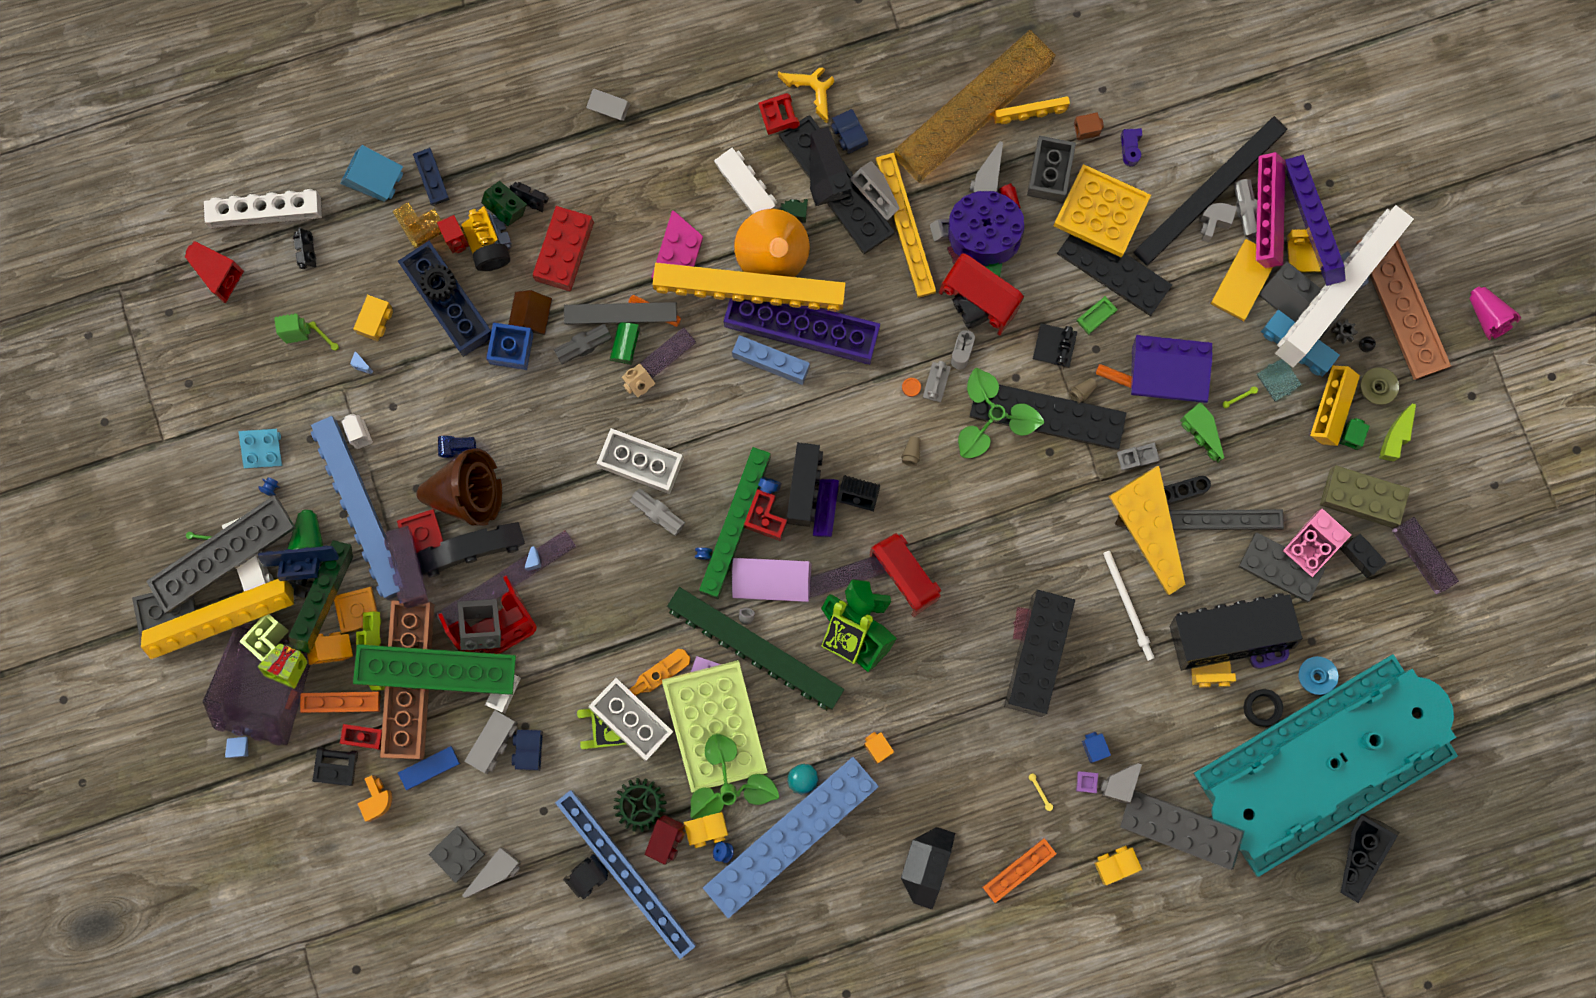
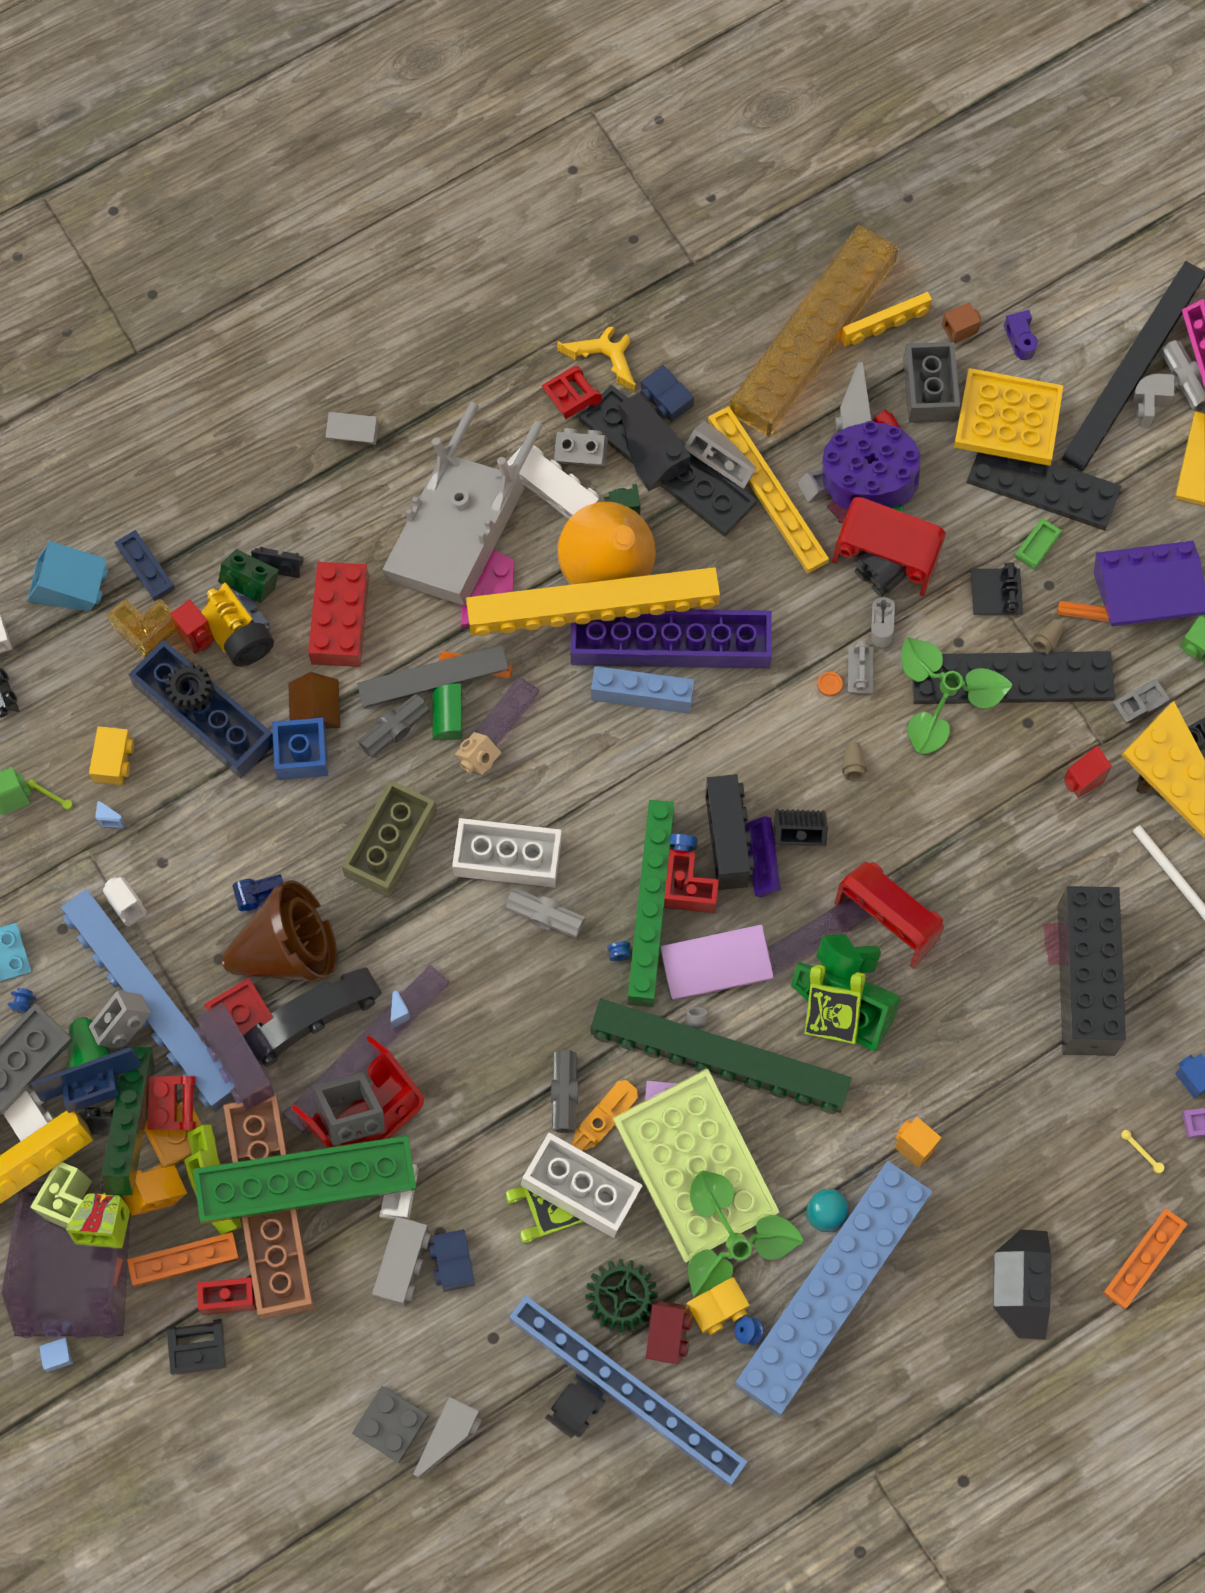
camera: 15 degrees left, 10 degrees down
(332, 520) = (119, 1019): none -> light grey brick
(351, 586) = (163, 1103): none -> red plate
(379, 802) = (267, 1382): light orange brick -> none
(429, 768) = (324, 1318): blue tile -> none
(558, 429) = (389, 838): none -> olive brick
(637, 647) = (564, 1091): none -> dark grey piece
(659, 212) = (457, 520): none -> light grey piece
(773, 161) = (581, 449): none -> light grey brick
(1080, 503) = (1087, 772): none -> red slope

